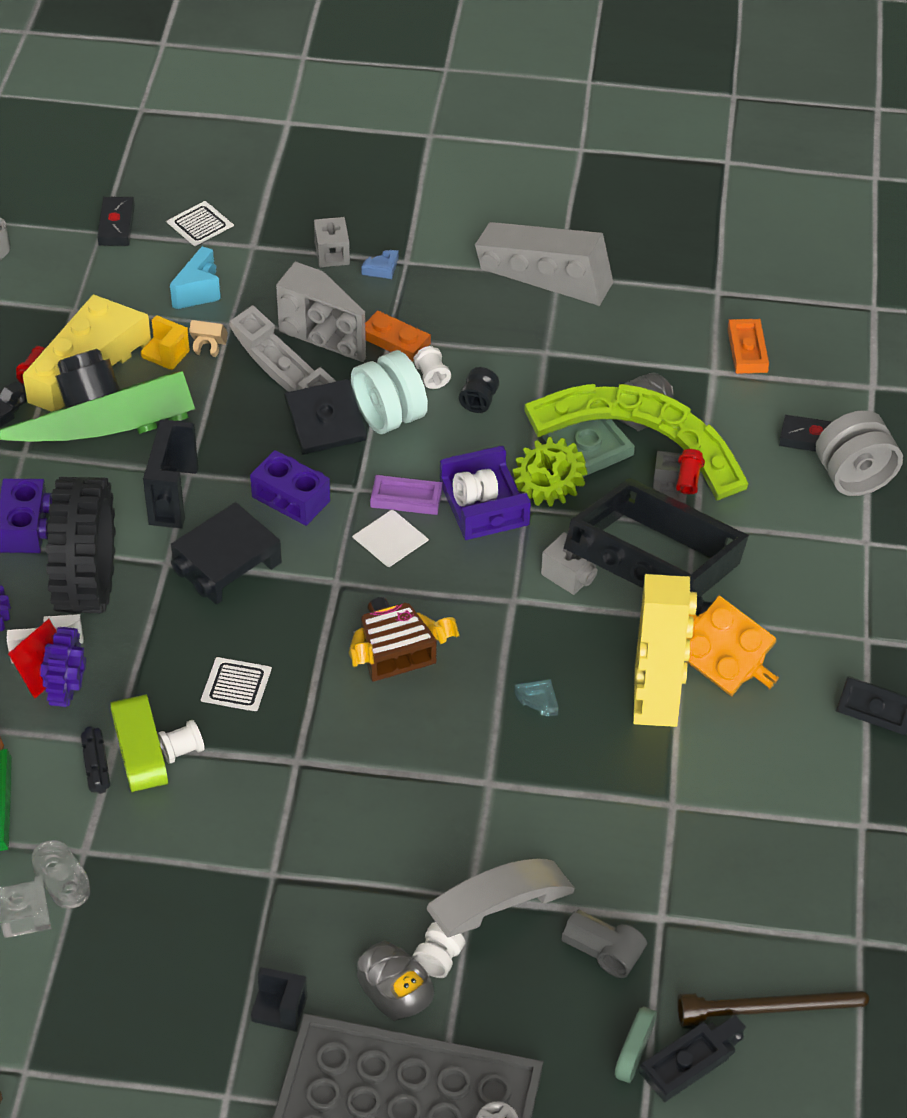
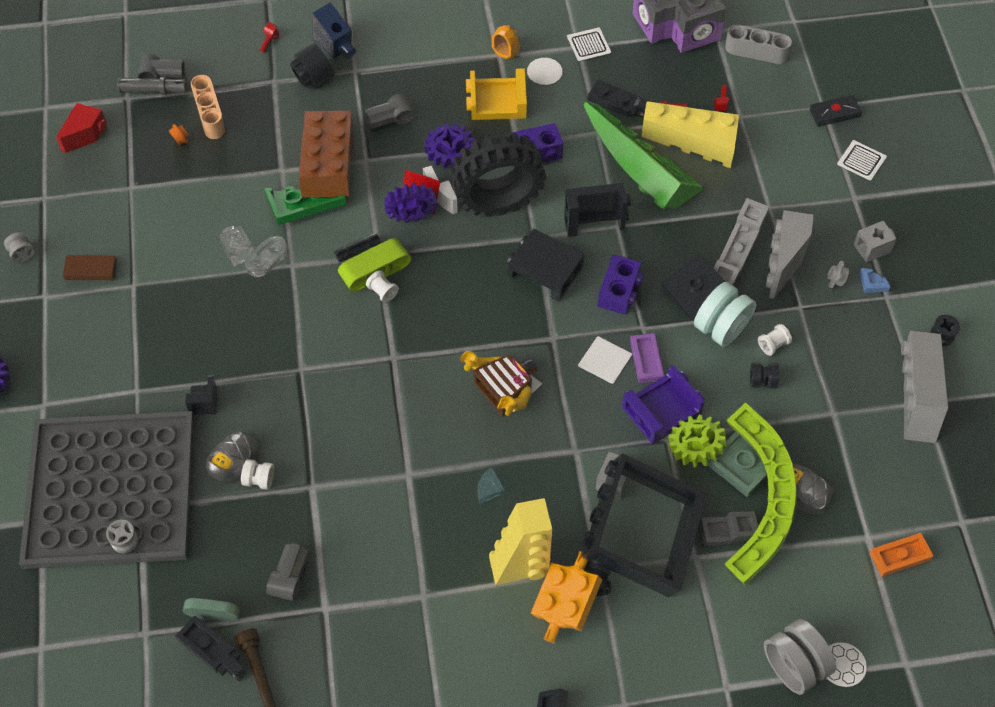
camera: 75 degrees right, 10 degrees up
(45, 317) = (721, 102): none -> red hand
(85, 378) = (654, 134): black piece -> none
(168, 343) = (724, 176): yellow panel -> none
(196, 281) = (789, 170): medium azure slope -> none
(208, 333) = (742, 192): tan tile -> none
(236, 684) = (445, 306): white sticker -> none
(368, 282) = (838, 274): none -> light grey plate
(395, 335) = (801, 309): orange plate -> none
(474, 222) = (949, 322): none -> black wheel
(475, 487) = (658, 394): white wheel -> none
(496, 890) = (306, 499): light grey slope -> none
(691, 463) = (732, 534): red pin -> none
(801, 432) = (824, 618): black tile -> none

